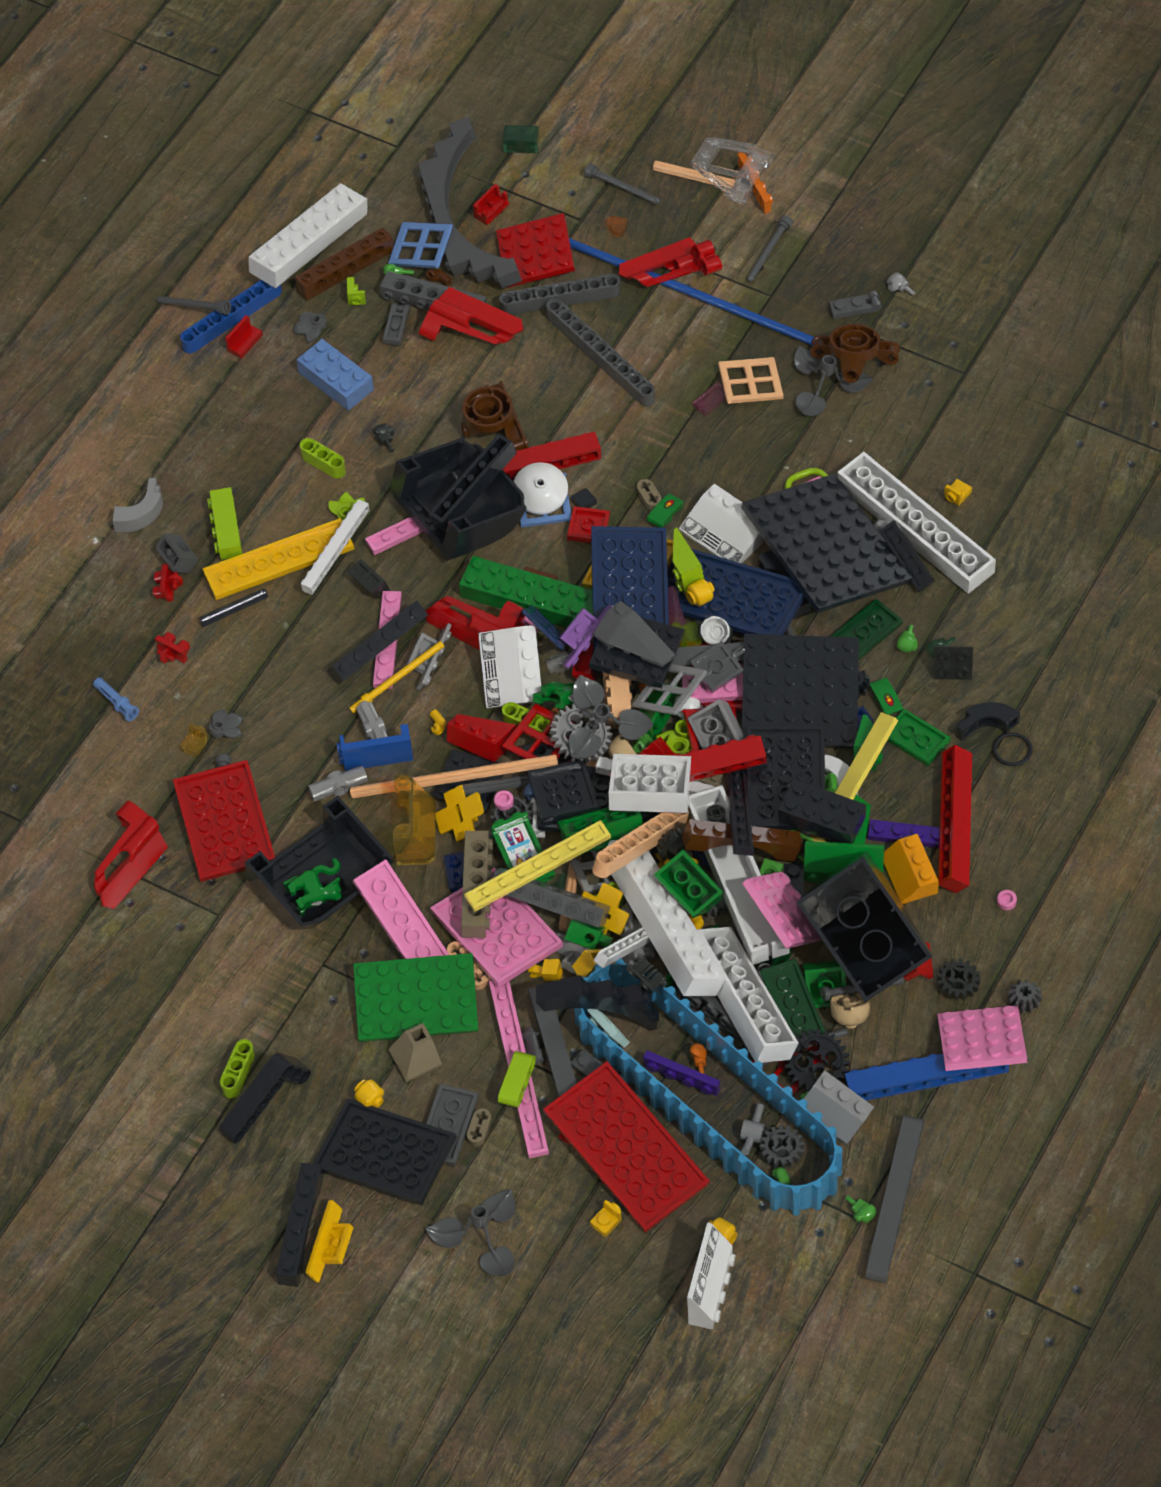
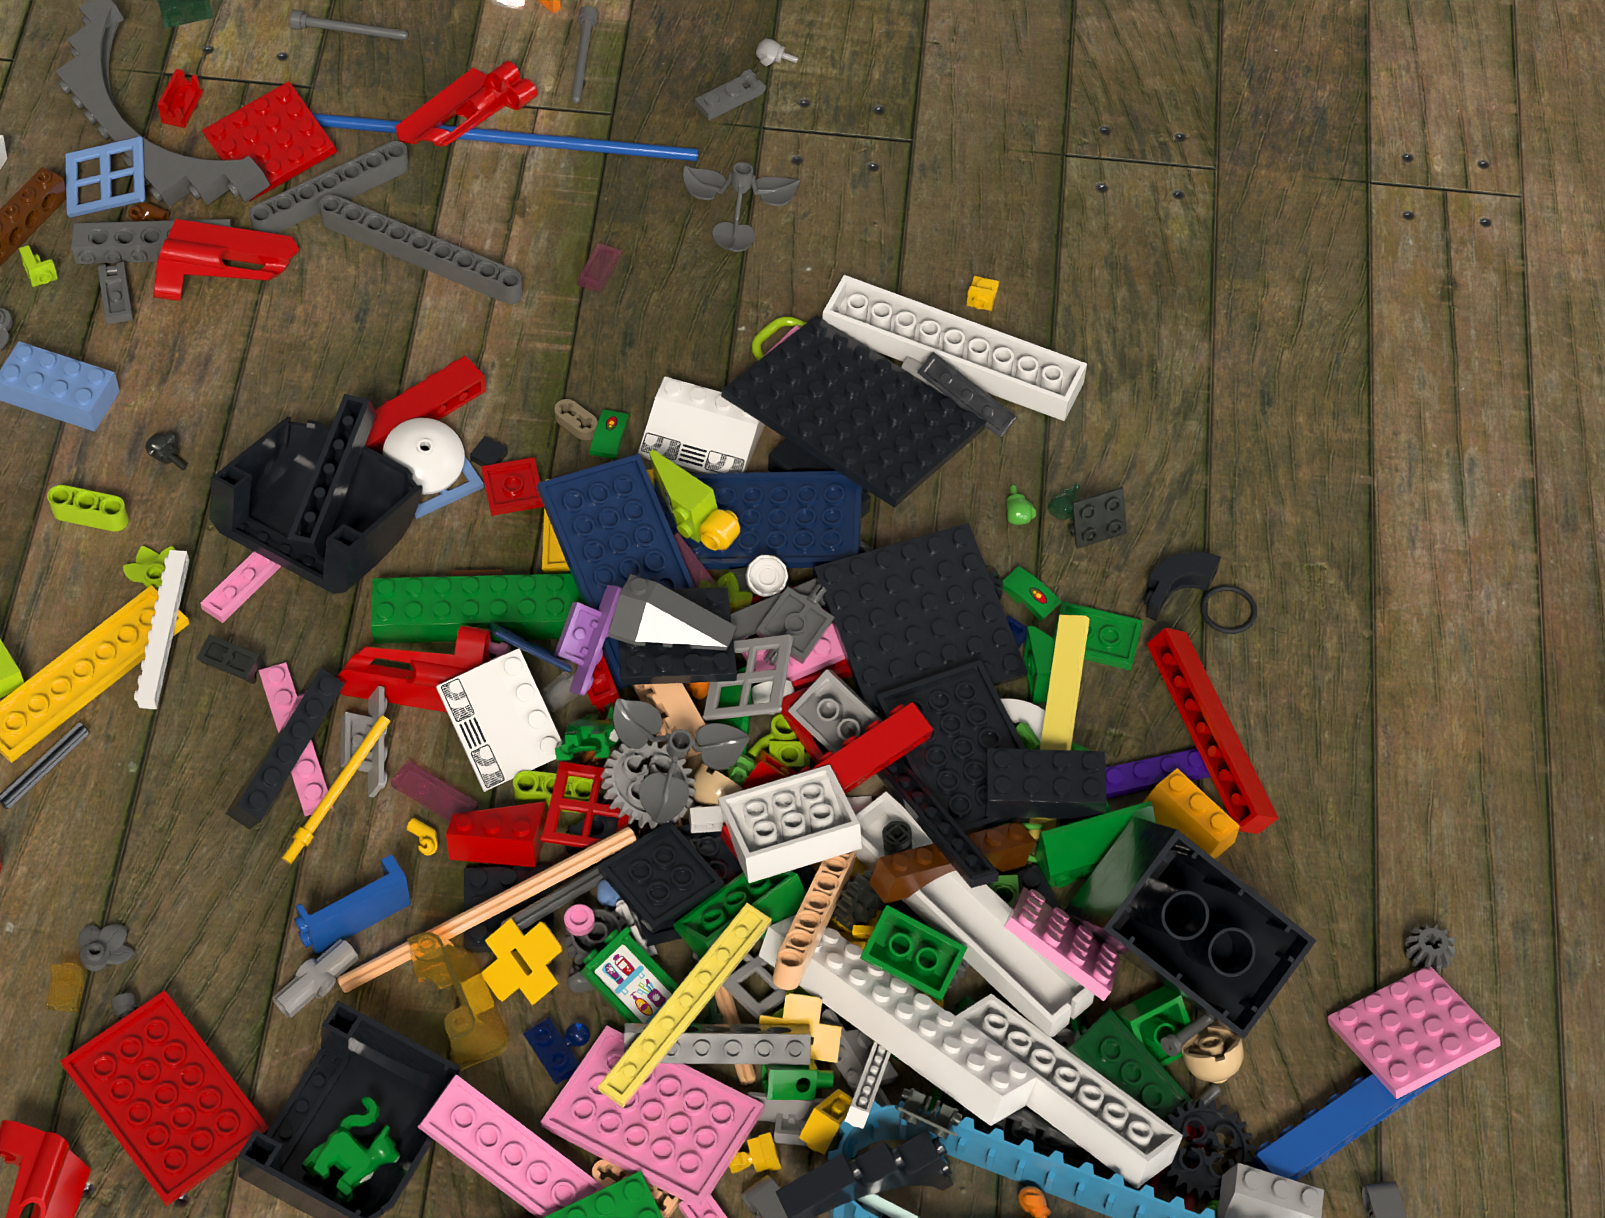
camera: 30 degrees left, 0 degrees up
(372, 724) = (329, 872): light grey piece -> none
(391, 267) = (73, 218): bright green piece -> none
(454, 697) = (432, 792): none -> clear pink tile
(475, 874) = (563, 998): dark tan brick -> none
(489, 411) = (306, 371): reddish brown piece -> none
(617, 225) = (365, 79): clear orange tile -> none
(750, 380) = (654, 248): light nougat window -> none
(855, 346) = (765, 142): reddish brown piece -> none
(870, 626) = (958, 500): dark green tile -> none
(958, 979) = (1345, 961): pearl dark grey gear -> none
(1006, 900) = (1331, 820): bright pink tile -> none

